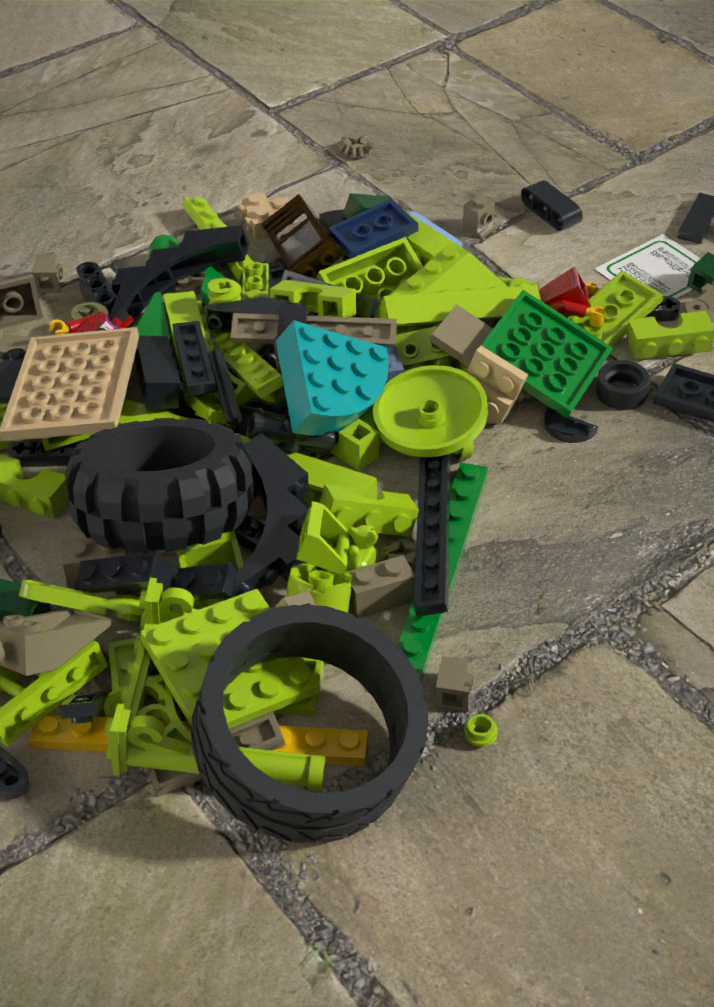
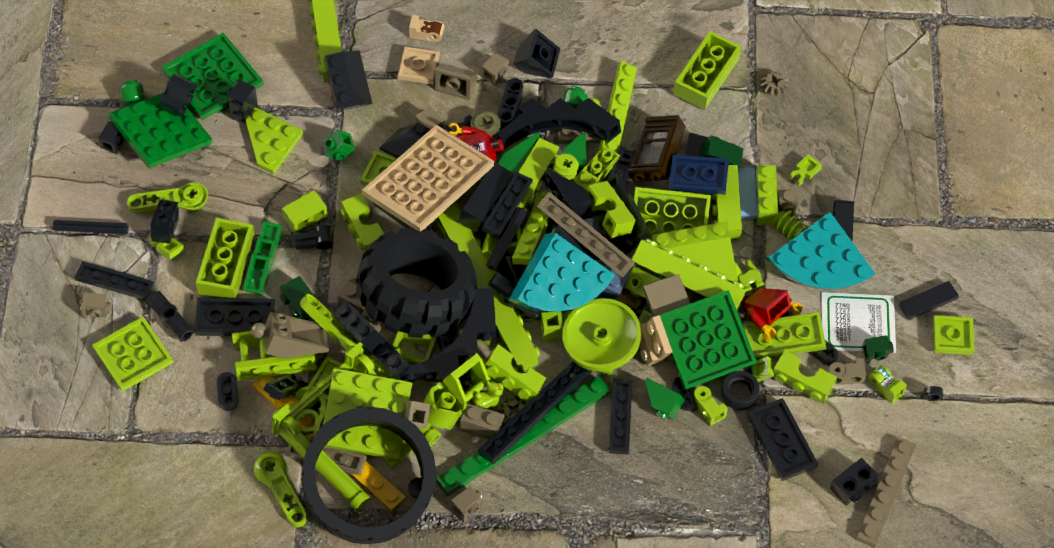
camera: 35 degrees right, 15 degrees up
(84, 240) = (537, 55): none -> black slope
(184, 836) = (279, 485): none -> lime beam
(257, 209) = (663, 103): tan plate -> none
(282, 161) = (707, 70): none -> lime brick
(291, 312) = (575, 221): black bracket -> none
(368, 713) = (414, 487): none -> black tile
(461, 221) = (766, 194): none -> lime arch
(465, 186) = (806, 168): none -> lime plate
(484, 724) = (457, 532): lime plate -> none
(510, 230) = (788, 224): none -> lime piece
(529, 484) = (620, 416): none -> black plate
(556, 436) = (663, 400): none -> green slope
(571, 227) = (822, 257): none -> teal brick
(608, 416) = (708, 406): none -> lime leg
(623, 350) = (763, 369): none -> lime plate

